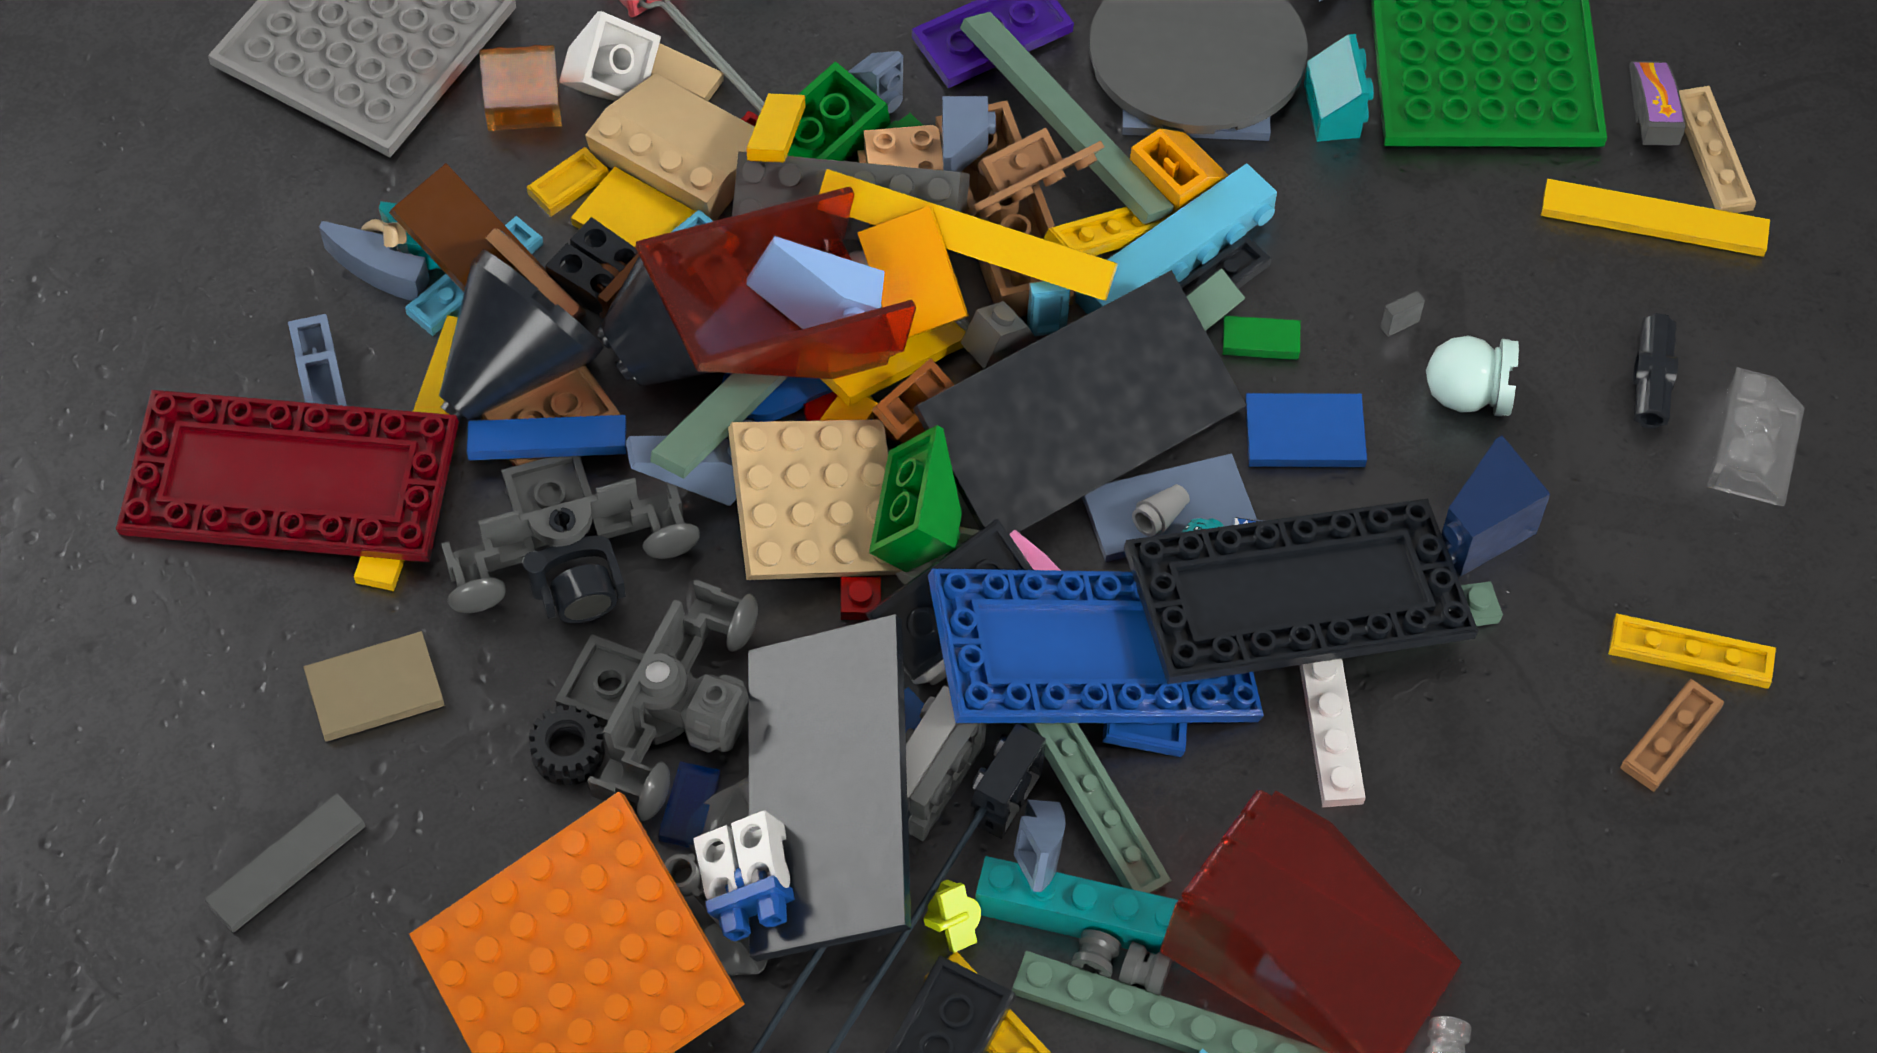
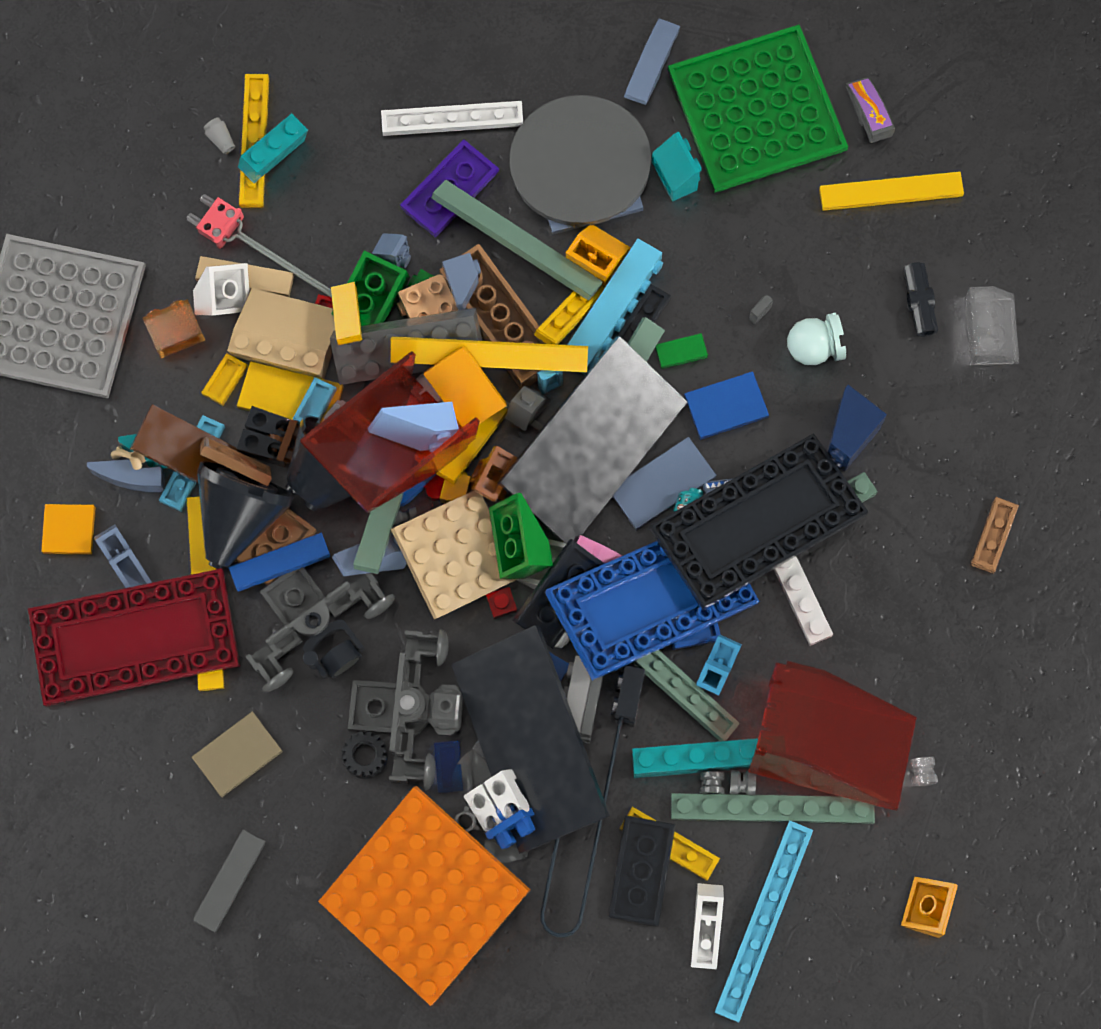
camera: 15 degrees left, 15 degrees up
(257, 307) = (68, 529): none -> light orange tile
(954, 913) = (624, 788): neon yellow piece -> none
(1025, 164) = (507, 291): medium nougat bracket -> none
(1040, 842) = (661, 730): sand blue slope -> none
(1160, 510) = (659, 492): light grey cone -> none
(1165, 787) = (719, 664): none -> dark azure brick
(1692, 651) = (991, 477): yellow tile -> none
(1715, 152) = (914, 132): tan tile -> none

